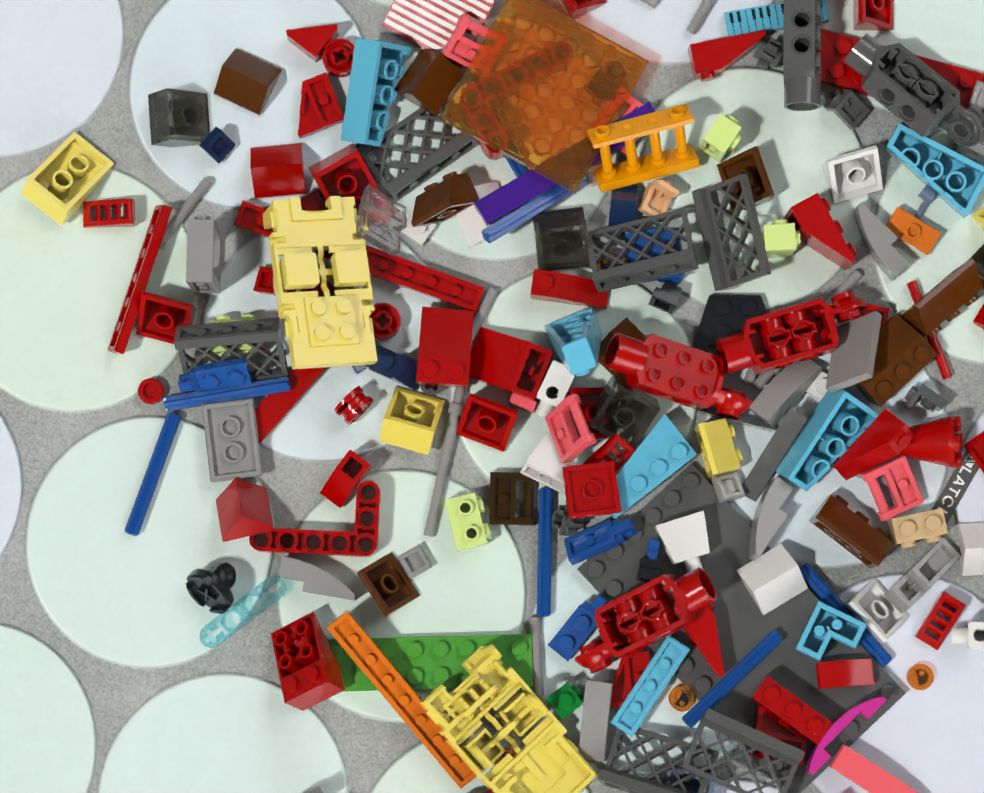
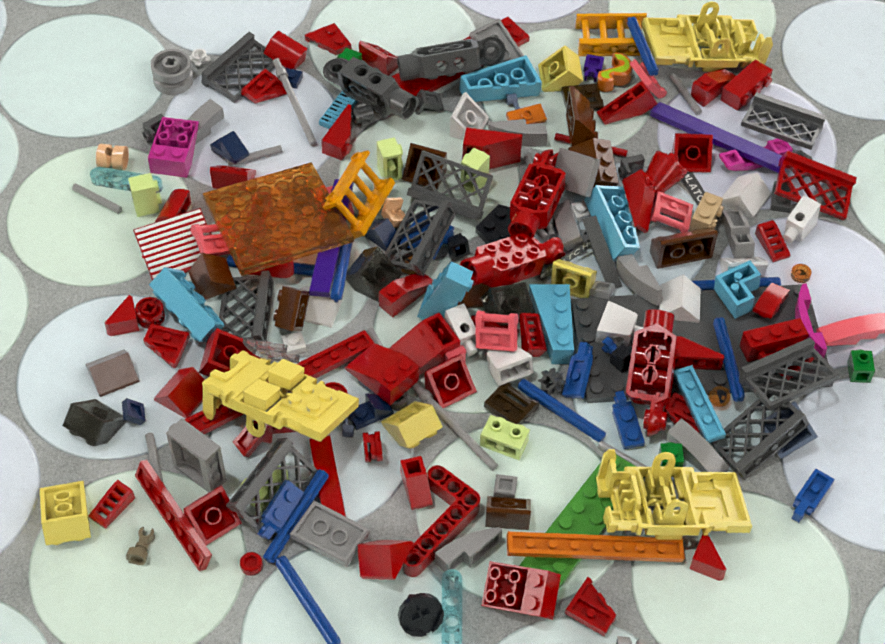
camera: 50 degrees left, 30 degrees down
(79, 284) = (138, 554): none -> dark tan piece
(342, 737) = (591, 609): none -> red wing
(591, 489) = (545, 346): red tile -> none

